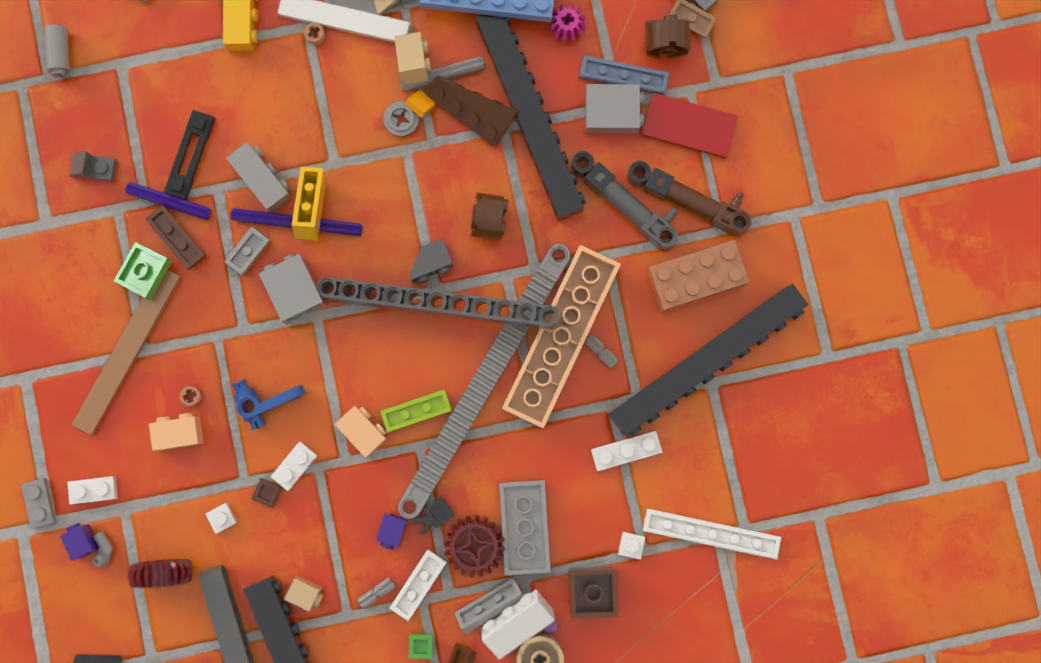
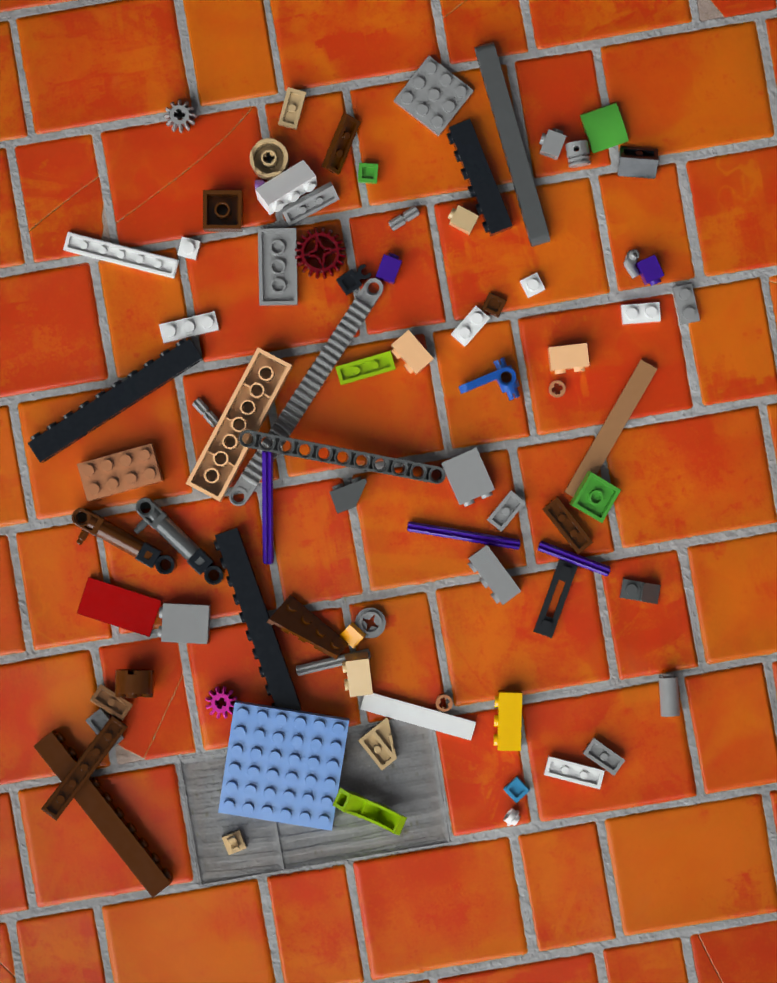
camera: 175 degrees left, 5 degrees up
(160, 573) = (580, 241): dark red gear -> none
(309, 203) = (450, 547): yellow brick -> none
(418, 585) = (368, 223): white plate -> none
(488, 216) = (297, 531): reddish brown brick -> none
(524, 241) = (267, 507): none -> dark purple axle
(620, 73) = (174, 654): sand blue tile -> none

